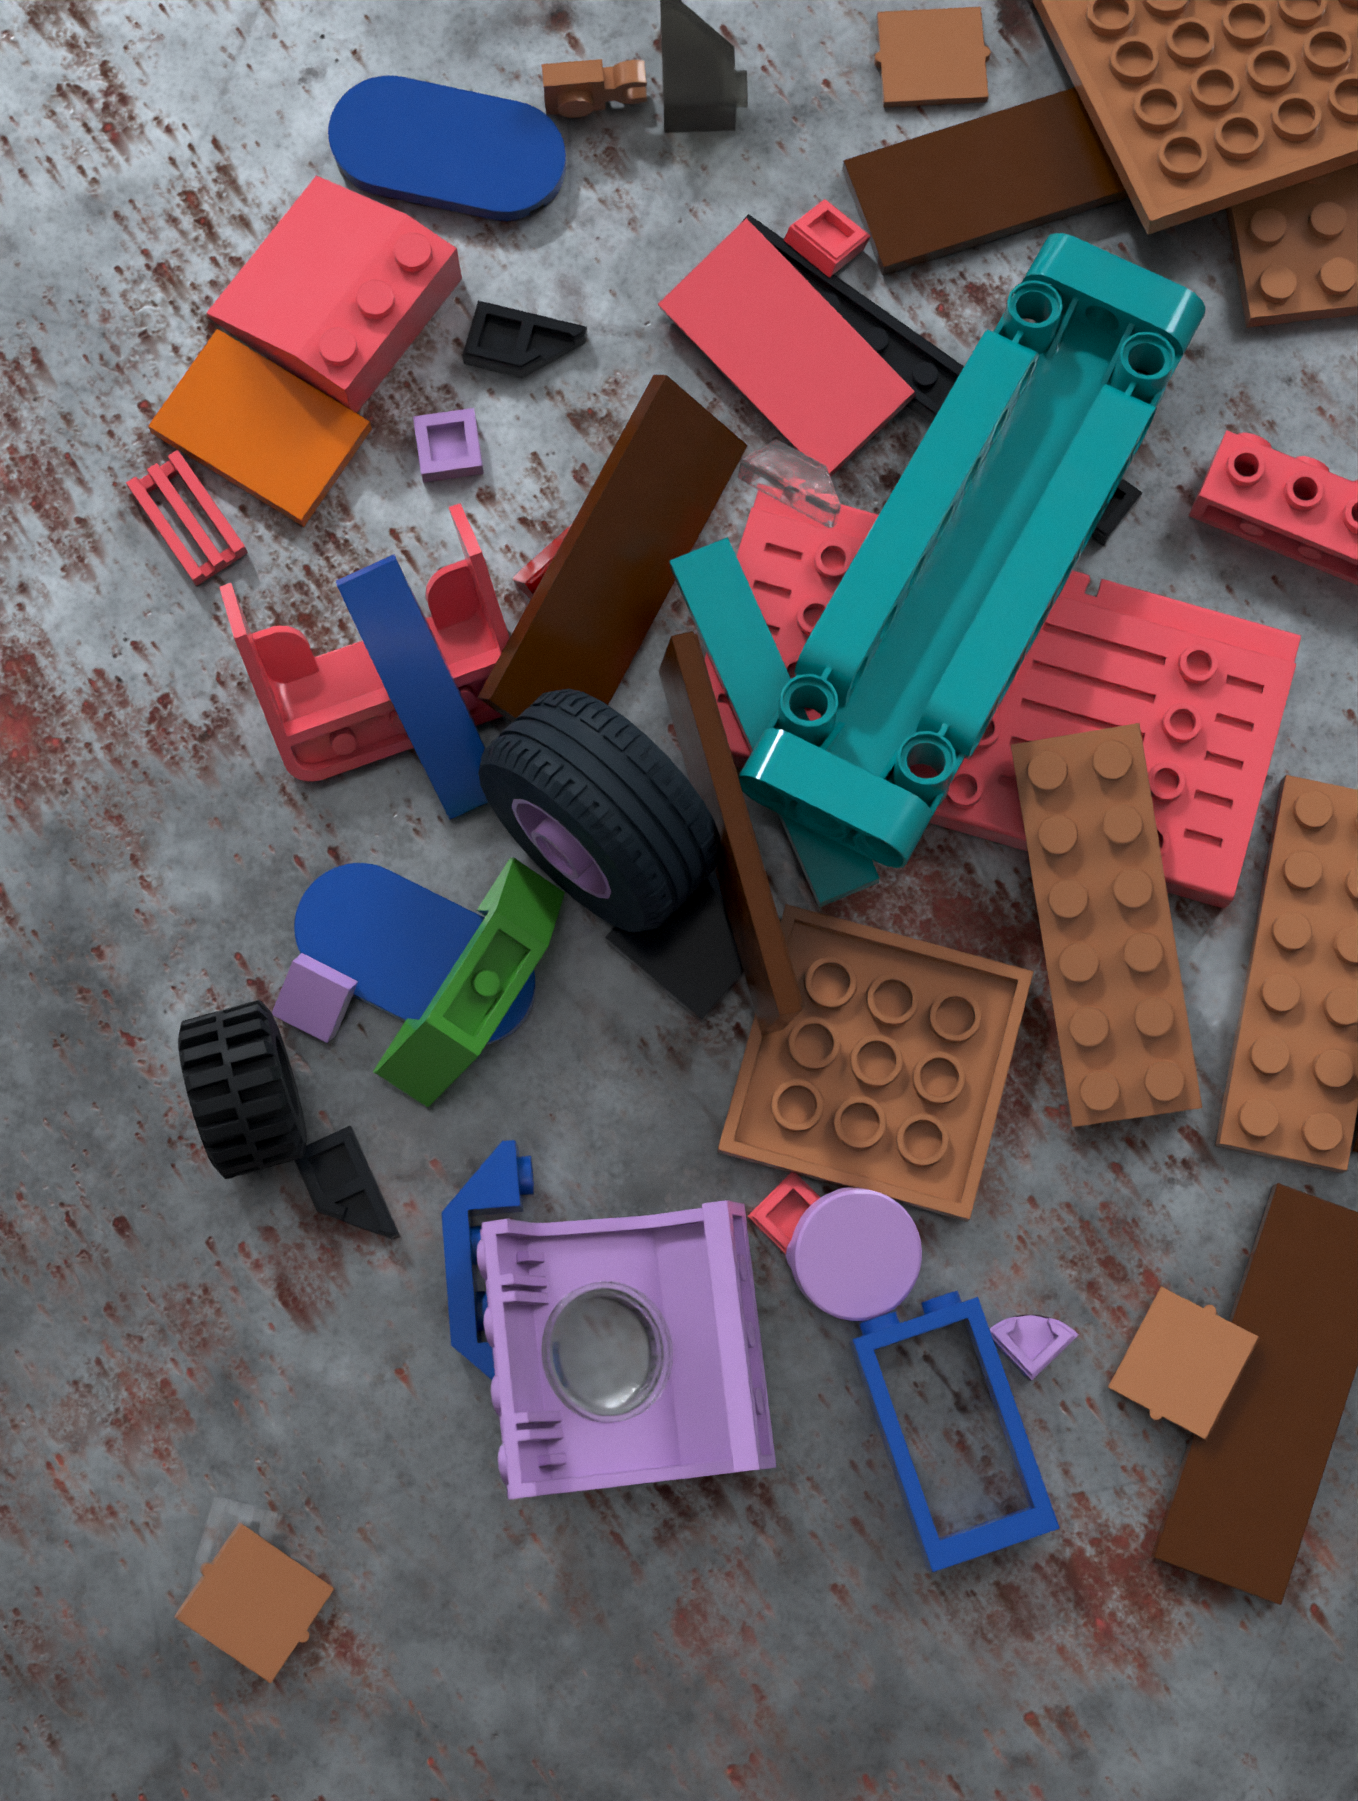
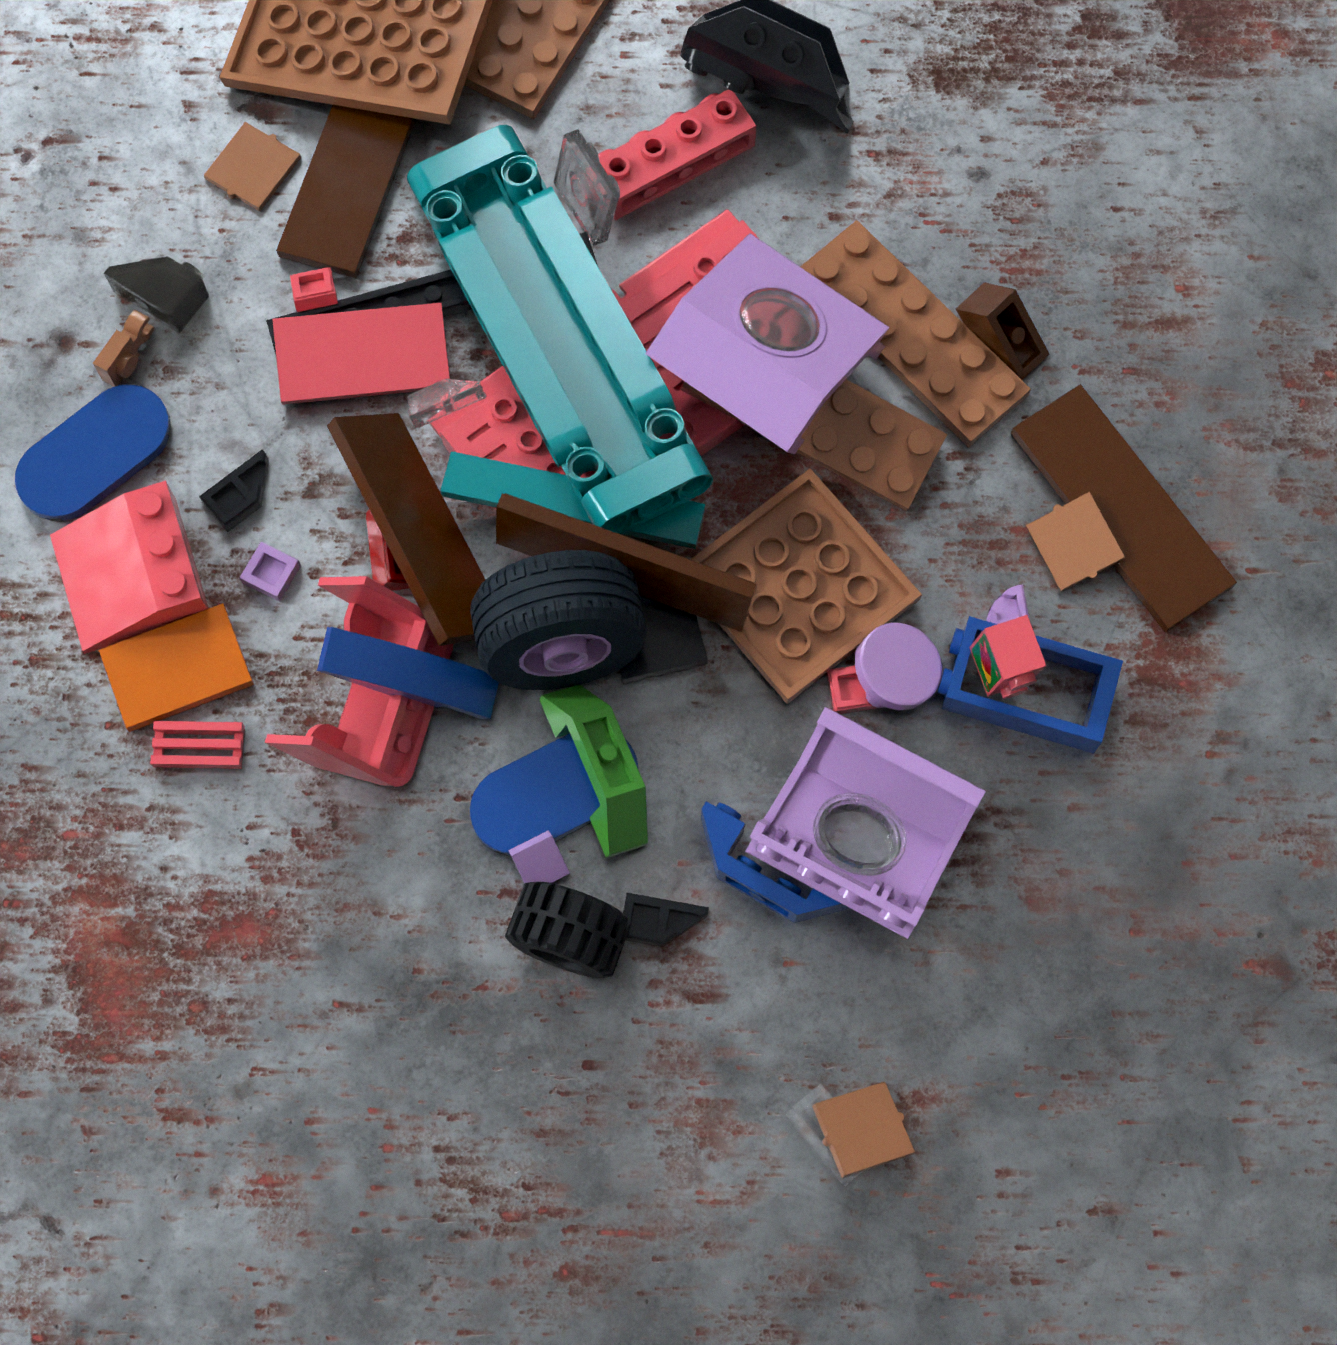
camera: 55 degrees left, 5 degrees down
(941, 1384) = (1008, 657): none -> coral brick
(1135, 803) = (766, 341): none -> lavender panel
(1188, 456) = (586, 186): none -> clear plate

